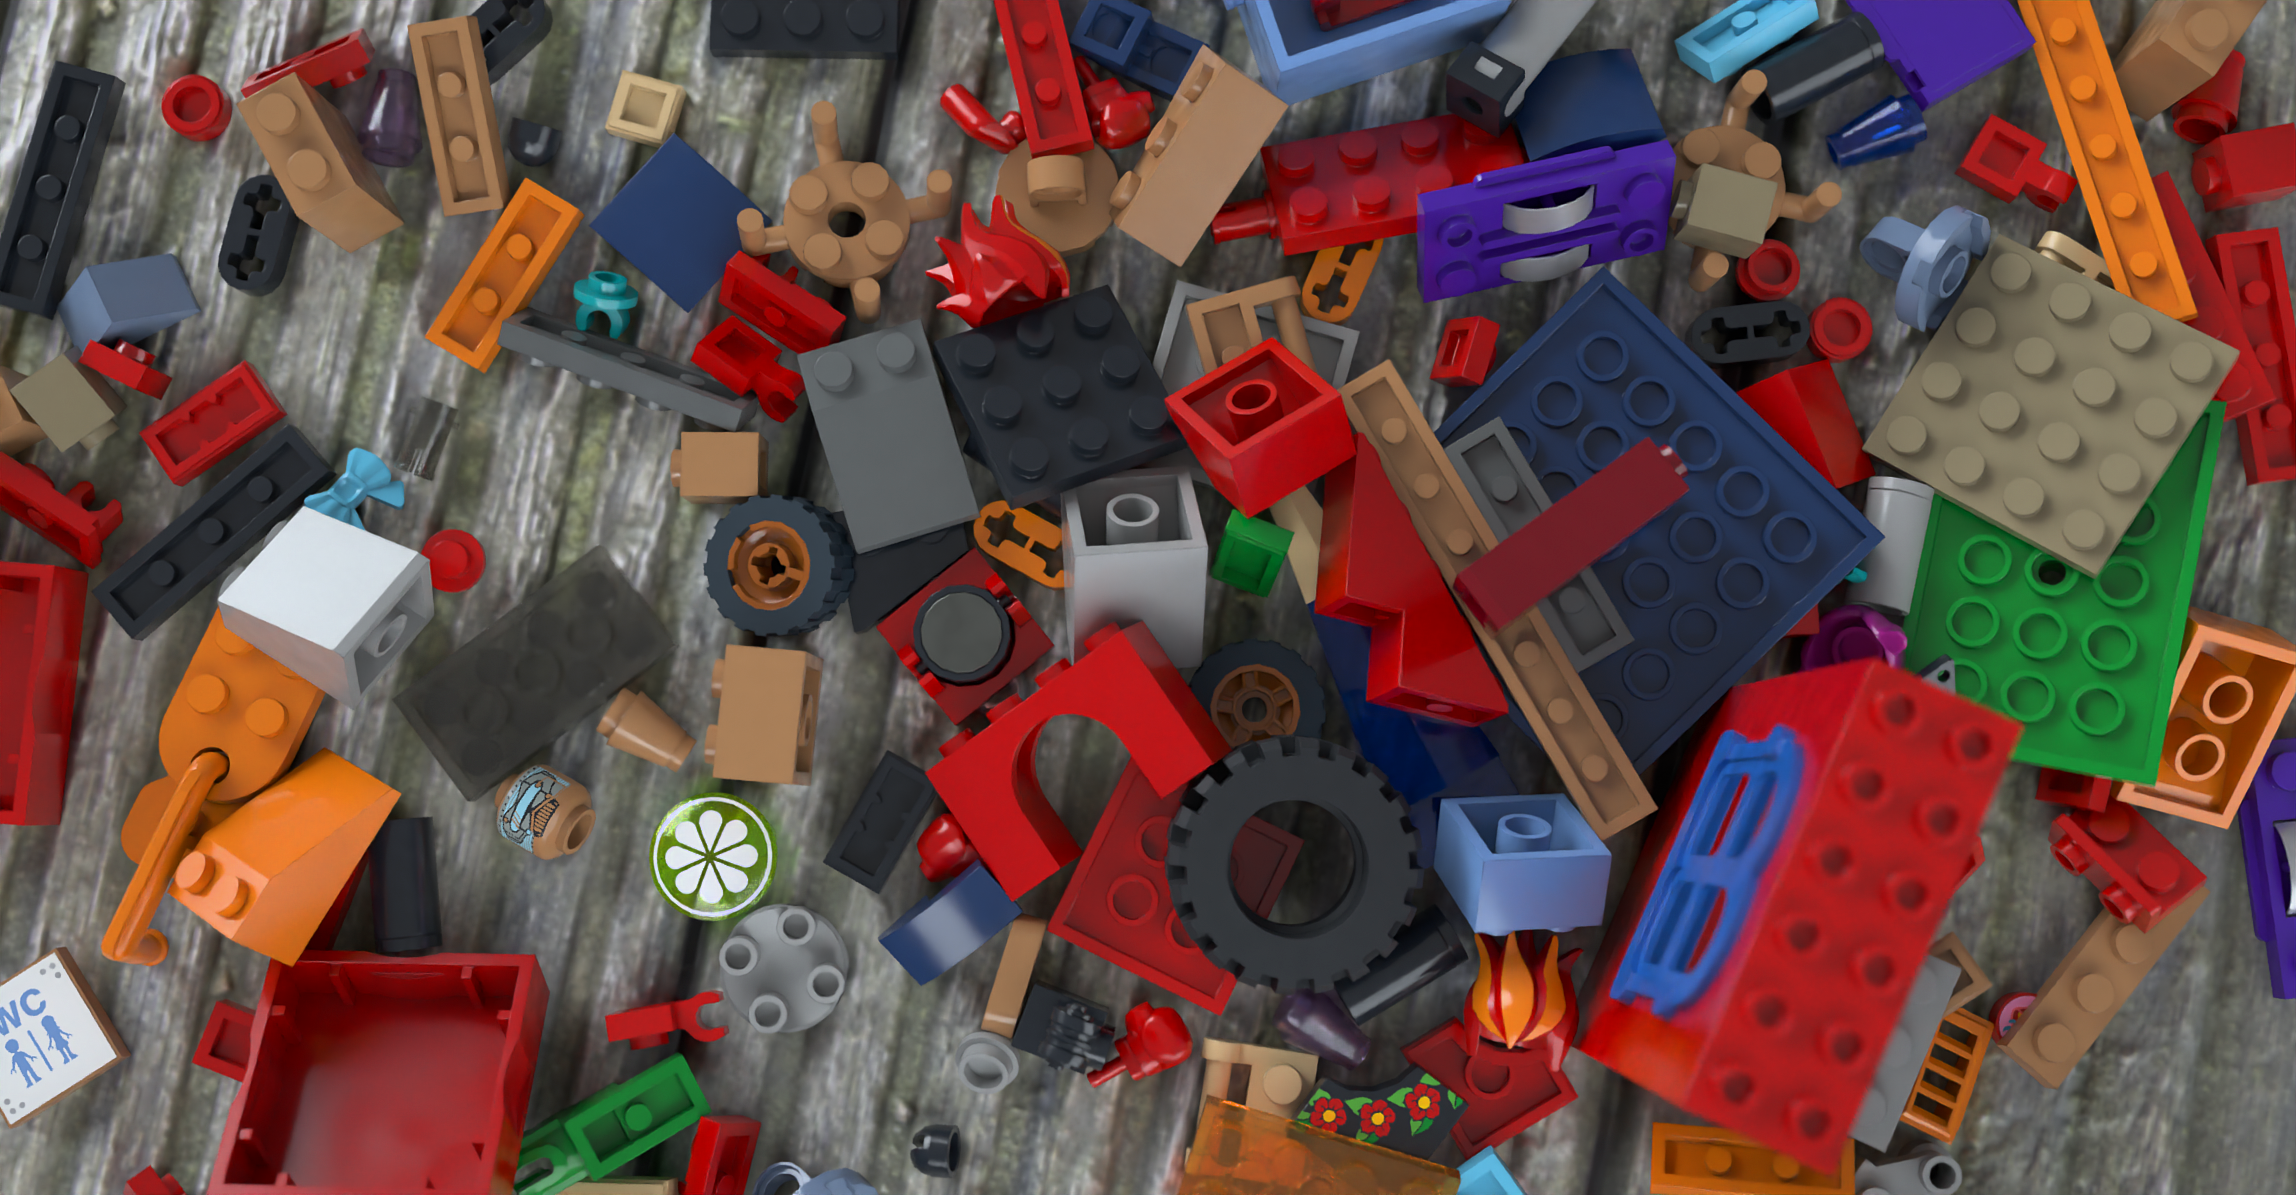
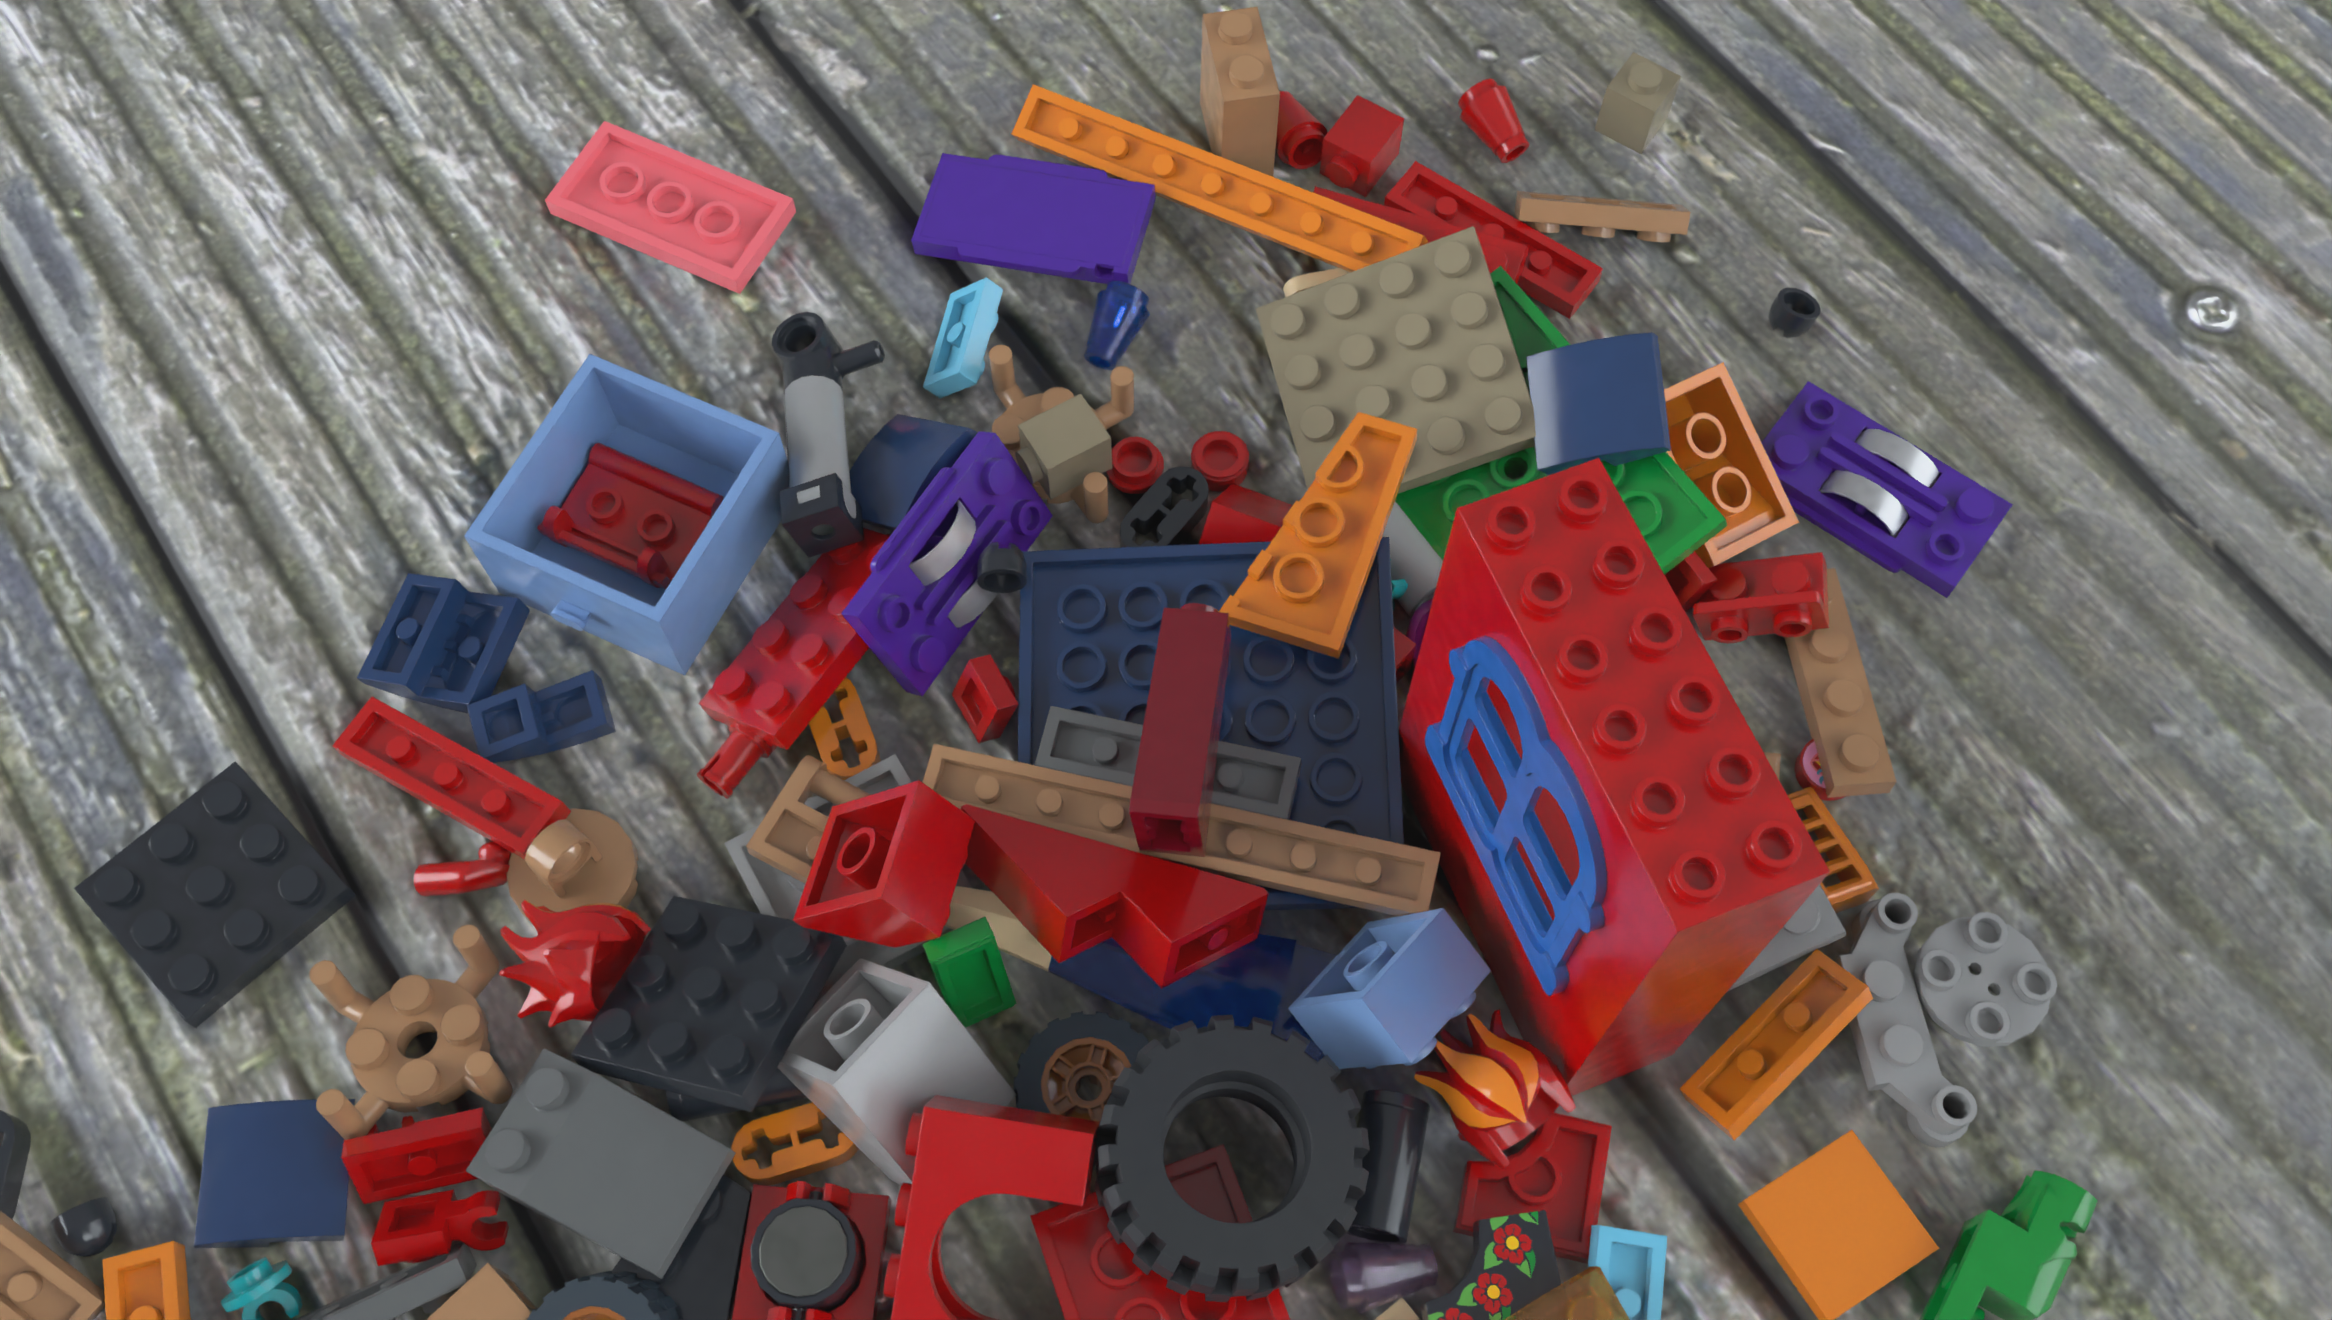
camera: 45 degrees left, 20 degrees down
(645, 109) = (168, 1117): tan tile -> none
(1114, 115) = (567, 776): red piece -> none
(1195, 156) = (653, 743): medium nougat wedge -> none
(1573, 269) = (1001, 569): none -> black hinge
(1816, 502) = (1322, 555): none -> orange wing
(1817, 66) = (1034, 318): black pin -> none
(1927, 261) = (1231, 360): sand blue tile -> none
(2007, 161) = (1216, 271): red plate -> none
(2166, 597) = (1598, 402): none -> dark blue slope

